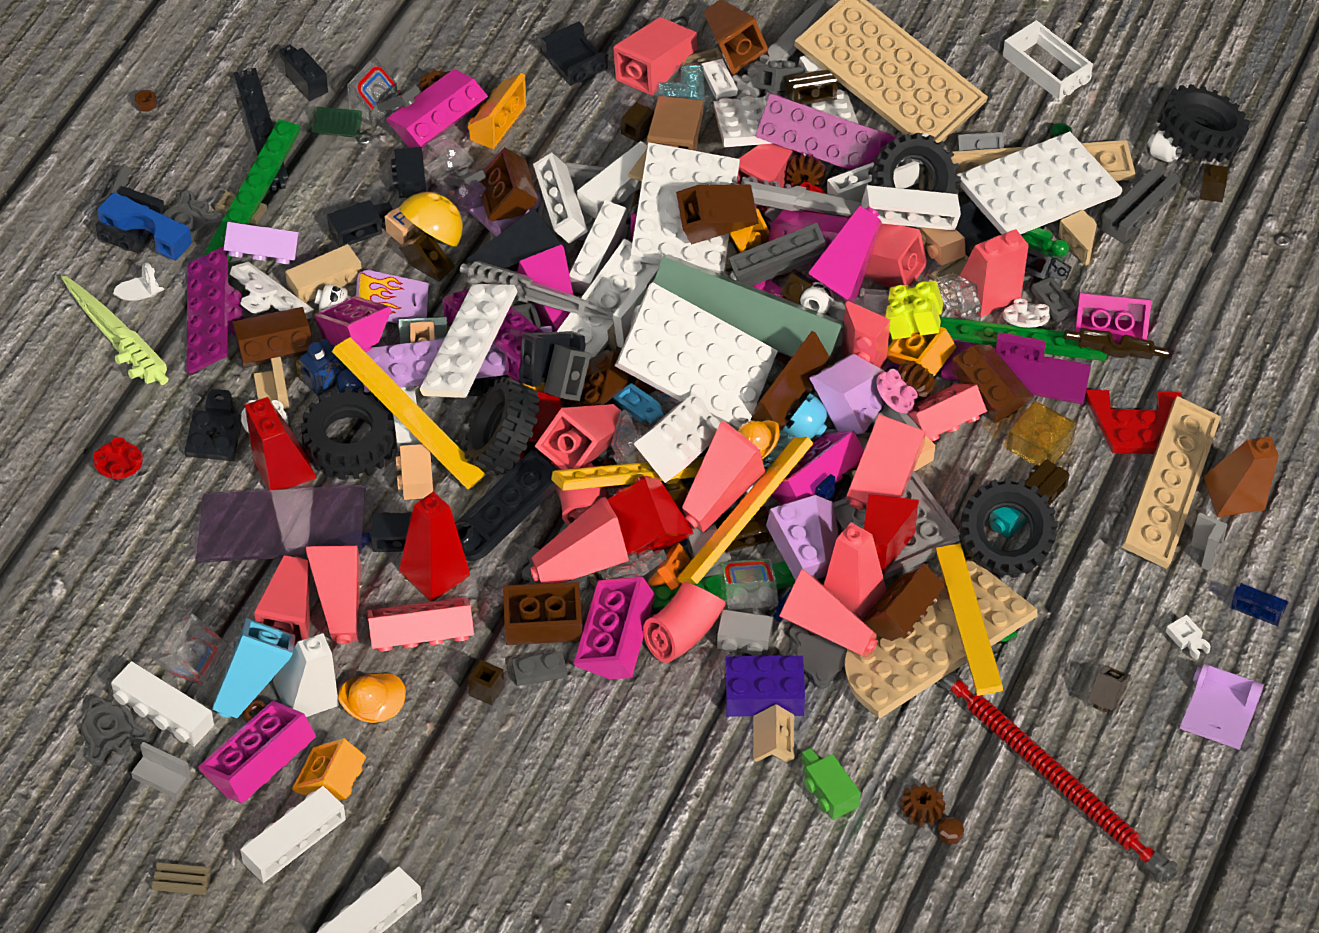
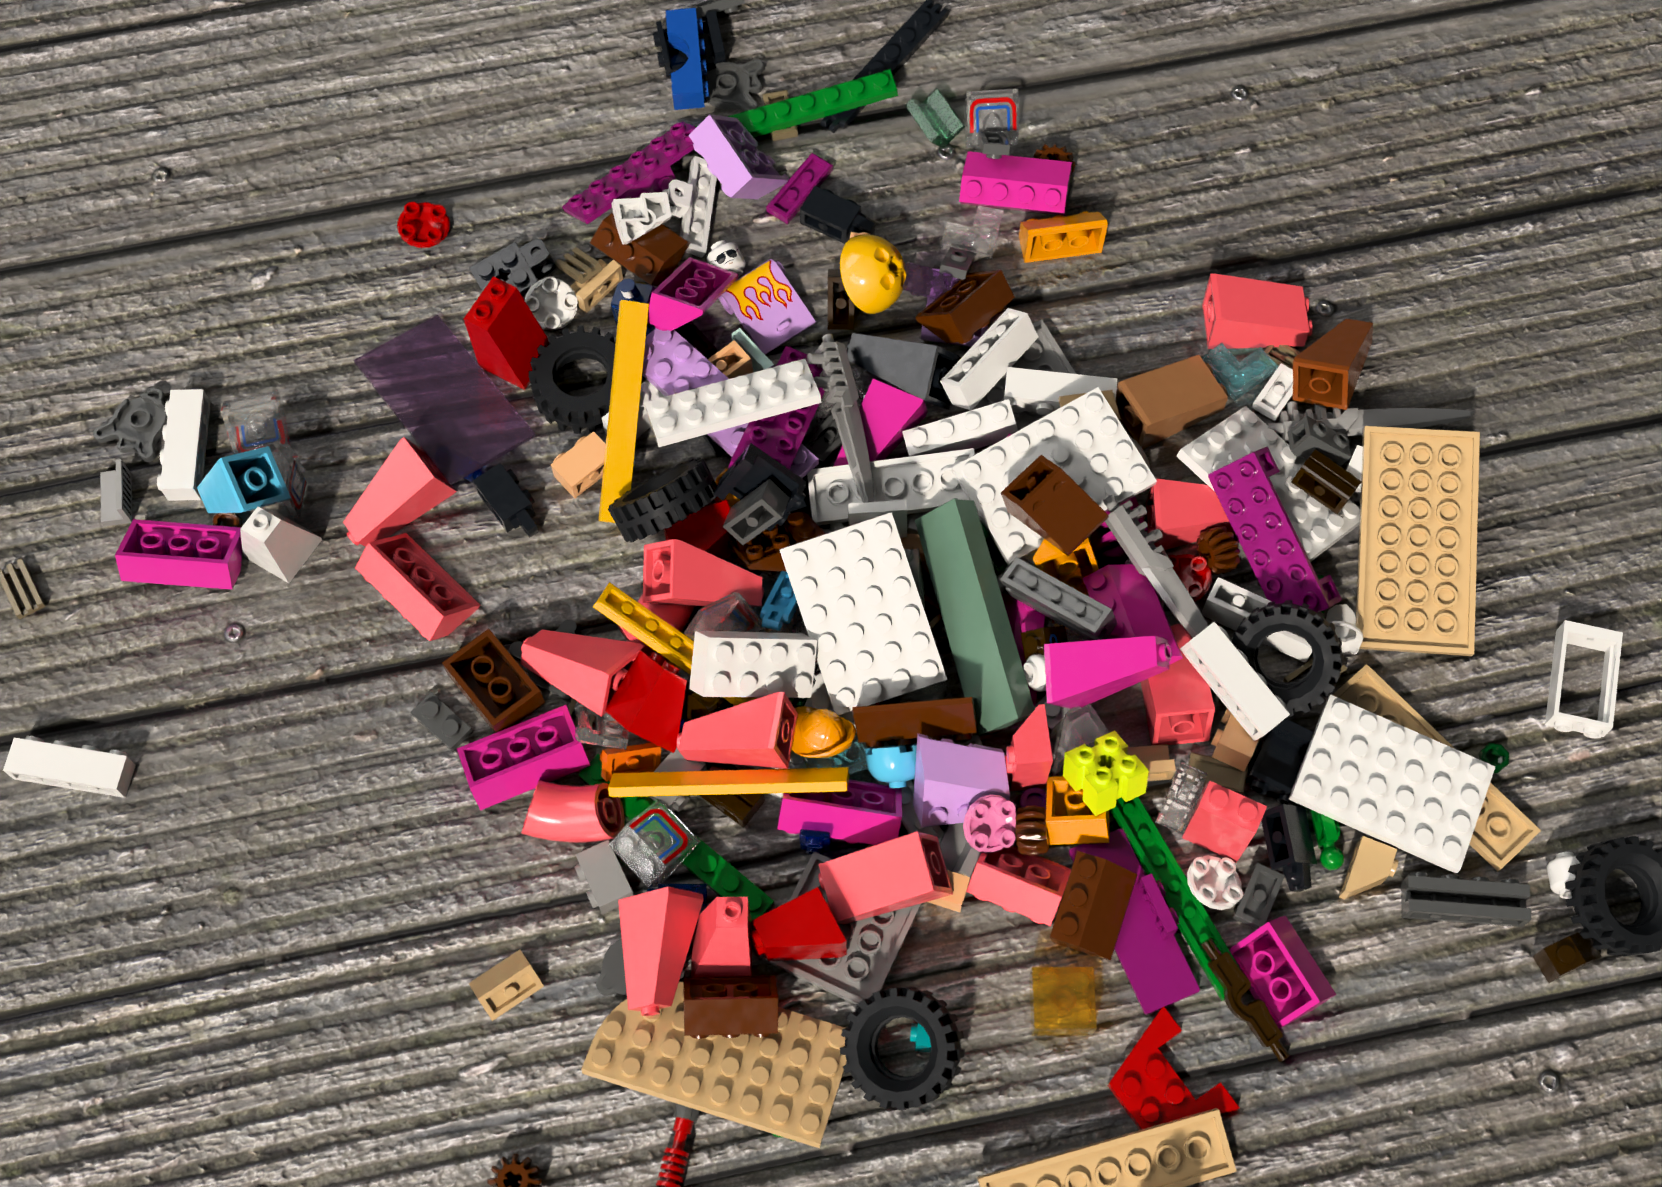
camera: 55 degrees right, 15 degrees up
(127, 342) = (553, 145): yellowish green piece -> none
(139, 288) = (622, 104): white piece -> none
(252, 383) = (582, 262): none -> dark tan tile
(257, 316) = (640, 215): none -> white slope
(288, 599) = (347, 465): coral slope -> none
(292, 834) = (112, 644): white brick -> none
(304, 72) = (973, 49): black hinge -> none
(311, 229) = (796, 190): none -> magenta tile
(331, 766) = (201, 628): light orange slope -> none
(332, 268) = (751, 232): tan brick -> none
(372, 697) = (311, 603): light orange hat -> none
(409, 170) = (926, 217): black hinge -> none
(433, 550) = (491, 544): red slope -> none
(486, 682) = (381, 688): dark brown brick -> none
(505, 505) = (580, 565): black plate -> none
(573, 54) = (1196, 246): black panel -> none
(637, 122) = (1156, 355): dark brown brick -> none
(762, 682) = (552, 937): dark purple brick -> none
(805, 534) = (750, 860): lavender wedge -> none
(829, 784) = (480, 1074): bright green hinge -> none
(969, 620) = (752, 1085): yellow tile -> none
(980, 141) = (1408, 686): plate -> none
(1049, 480) = (996, 1044): dark brown brick -> none

